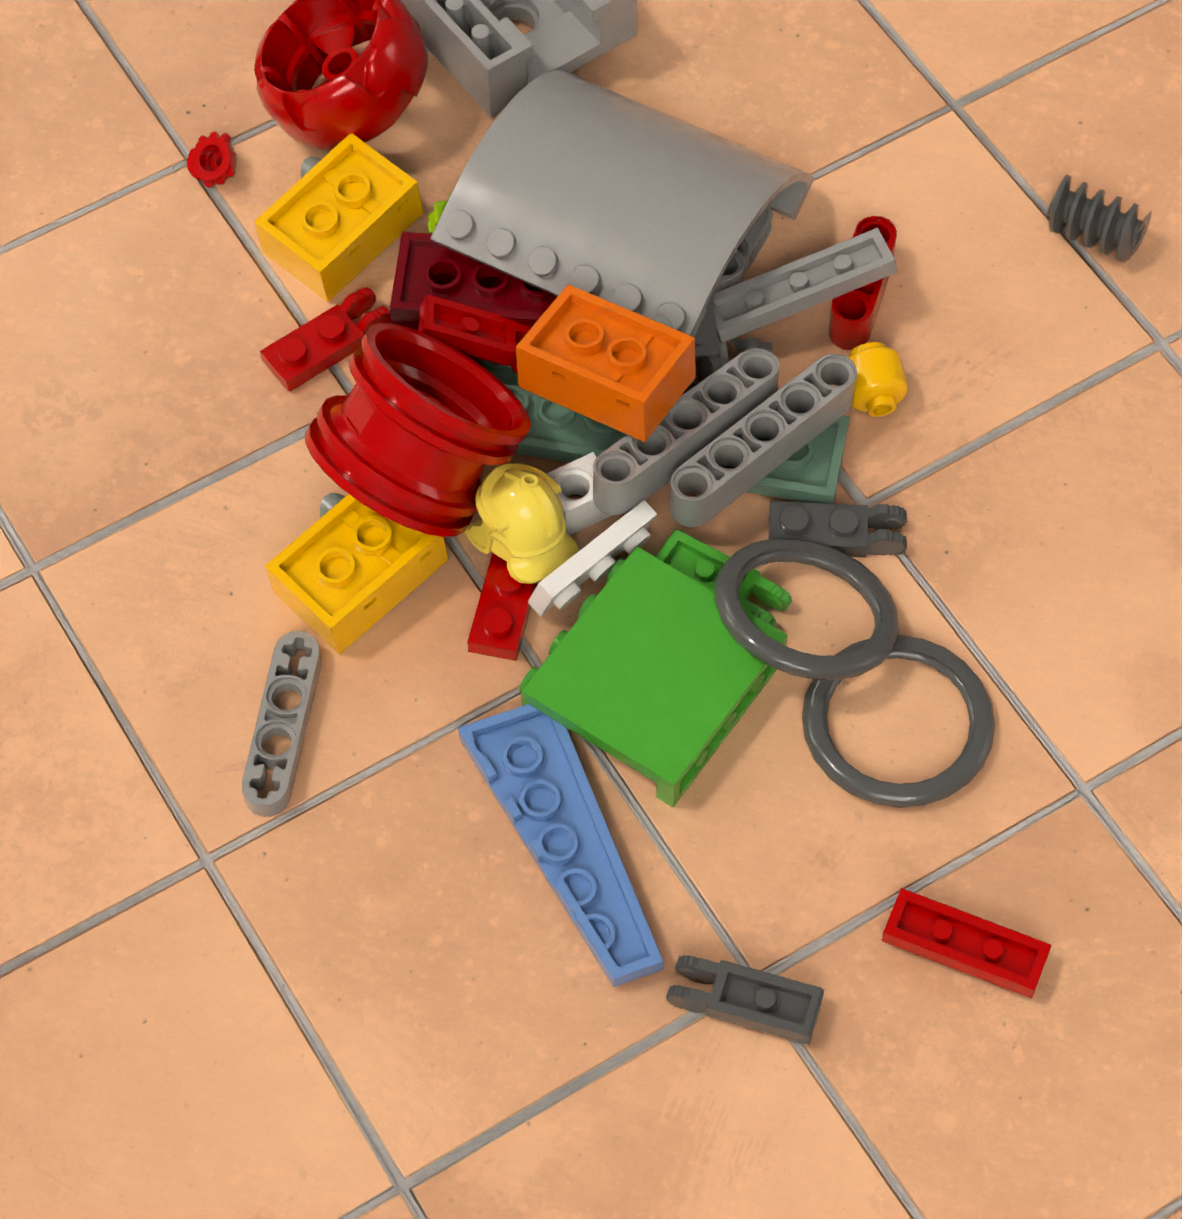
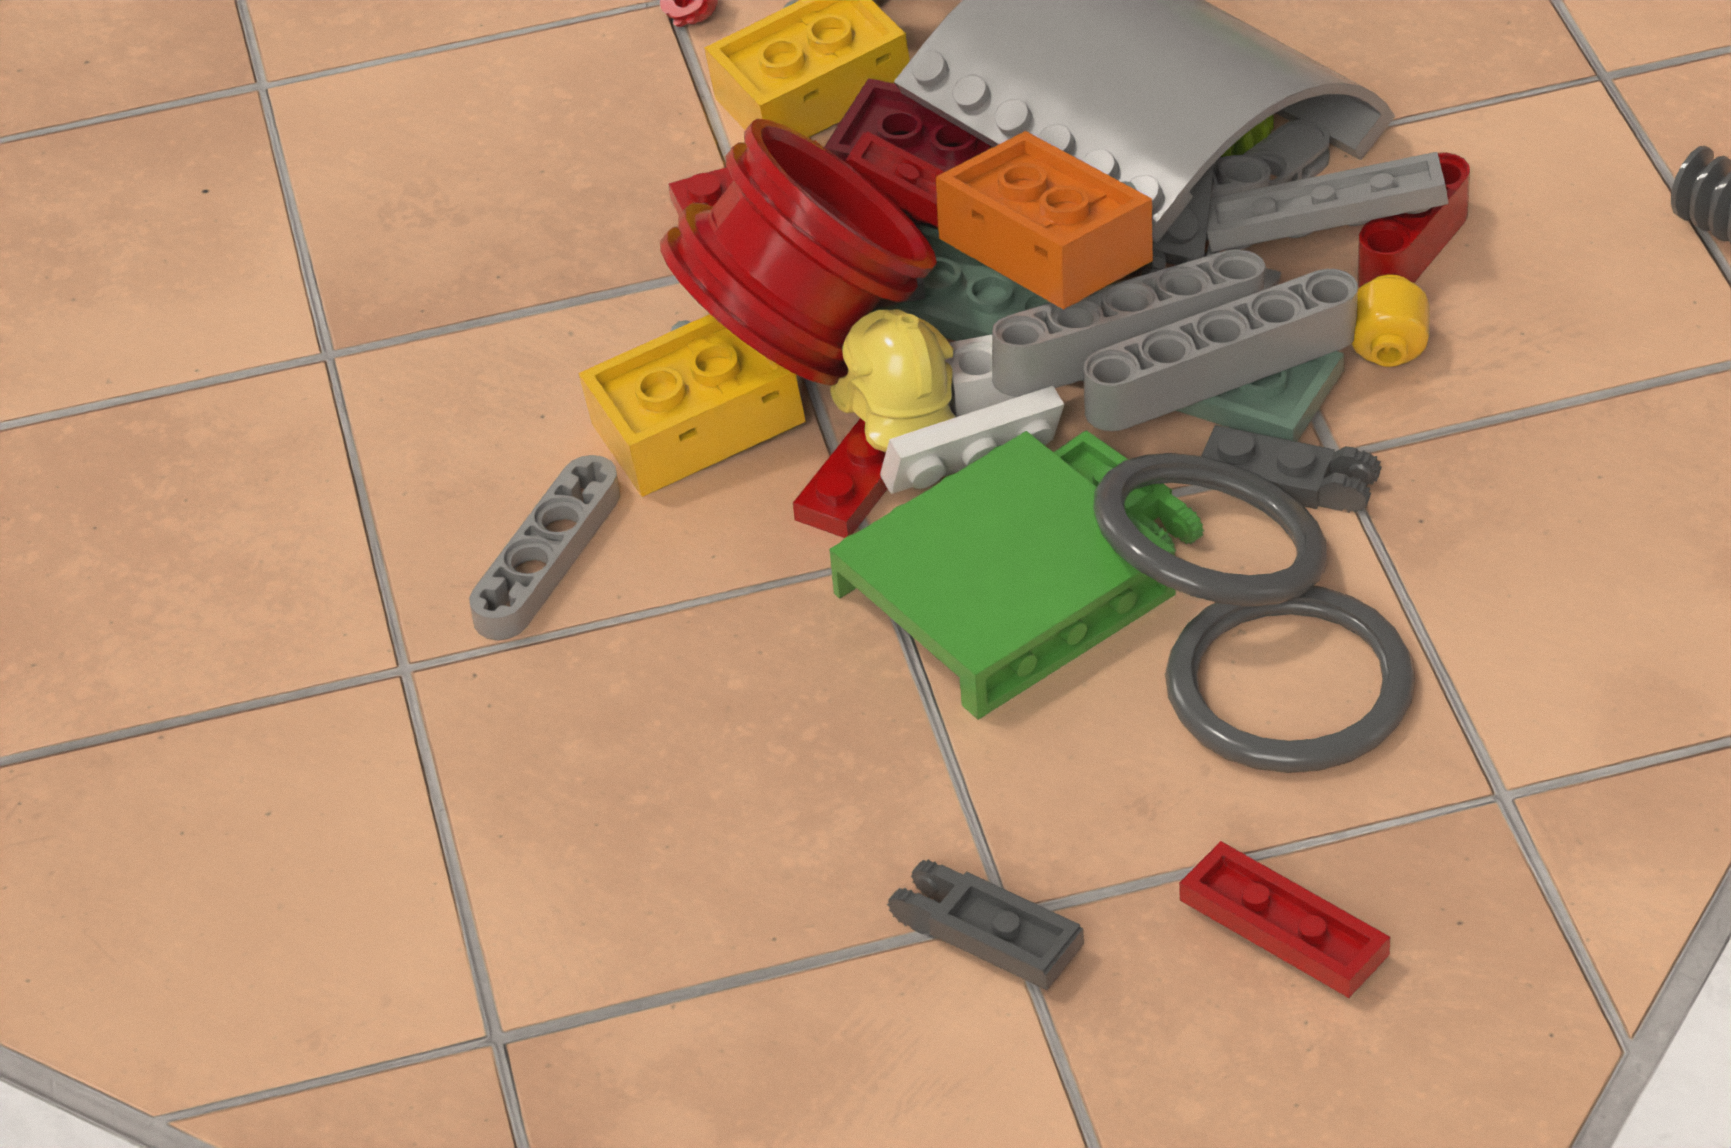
camera: 20 degrees right, 15 degrees down
(554, 811) = (827, 689): medium blue wing -> none

